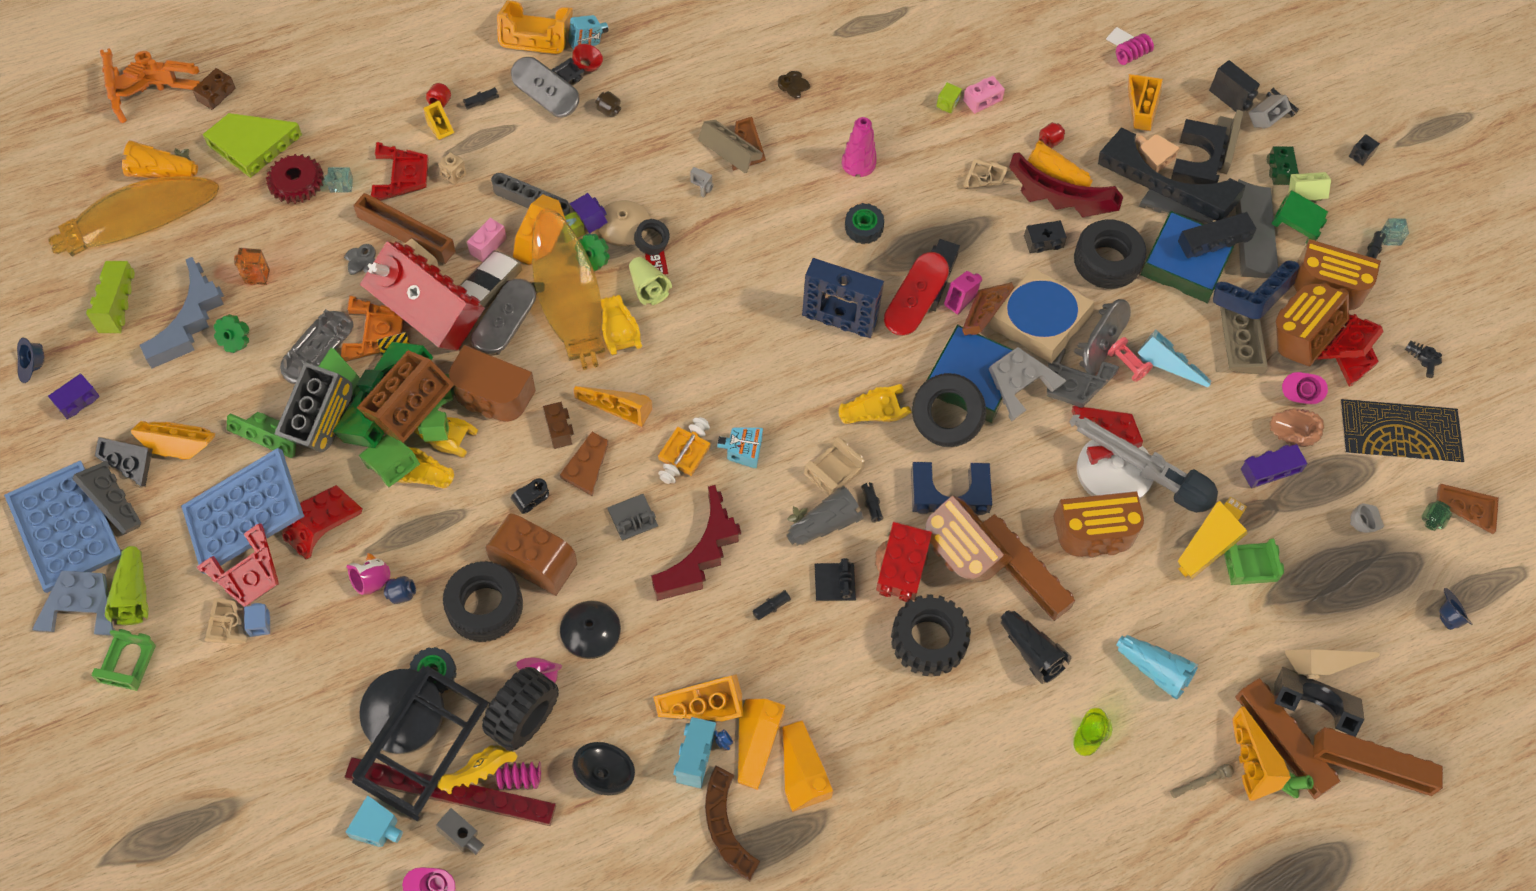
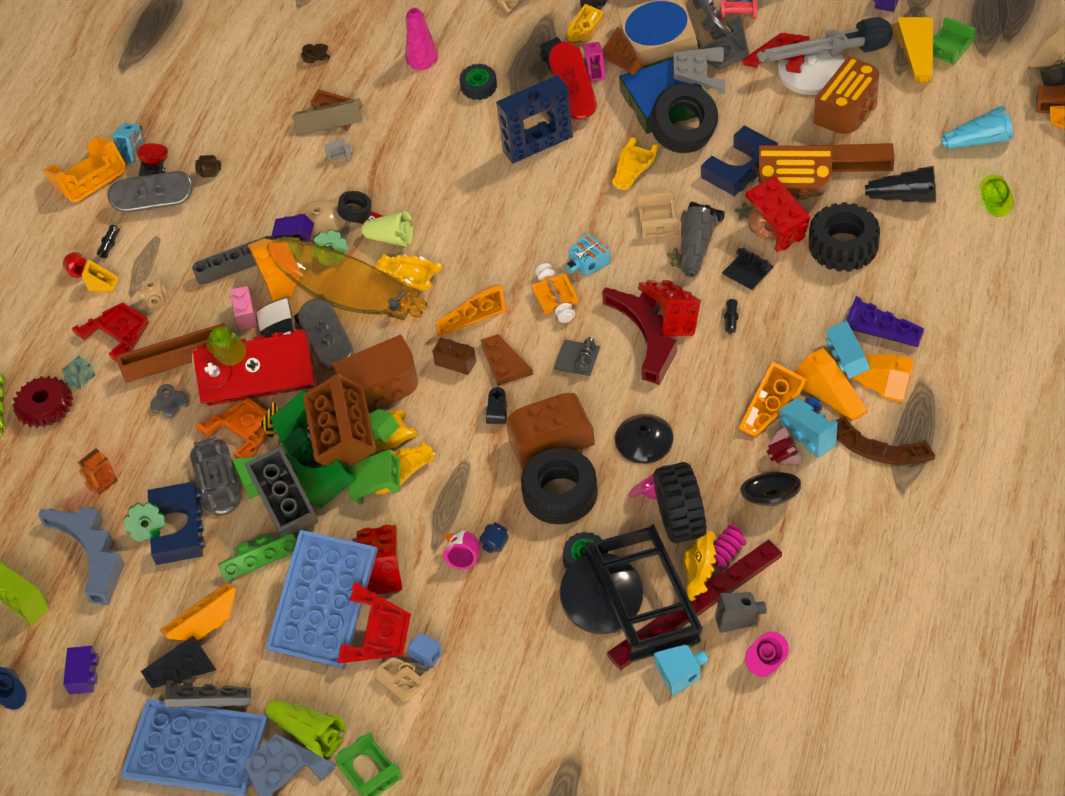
camera: 40 degrees left, 10 degrees down
(243, 376) = (188, 541): none -> dark blue arch
(408, 260) = (226, 346): none -> clear neon green piece
(572, 340) = (394, 303): none -> dark grey hand
(657, 749) = (783, 449): none -> dark red brick
(738, 550) = (678, 306): none -> red bracket
(803, 726) = (846, 349): none -> medium azure brick
(861, 732) = (874, 322): none -> dark purple wing
(999, 254) = (585, 24): none -> yellow piece

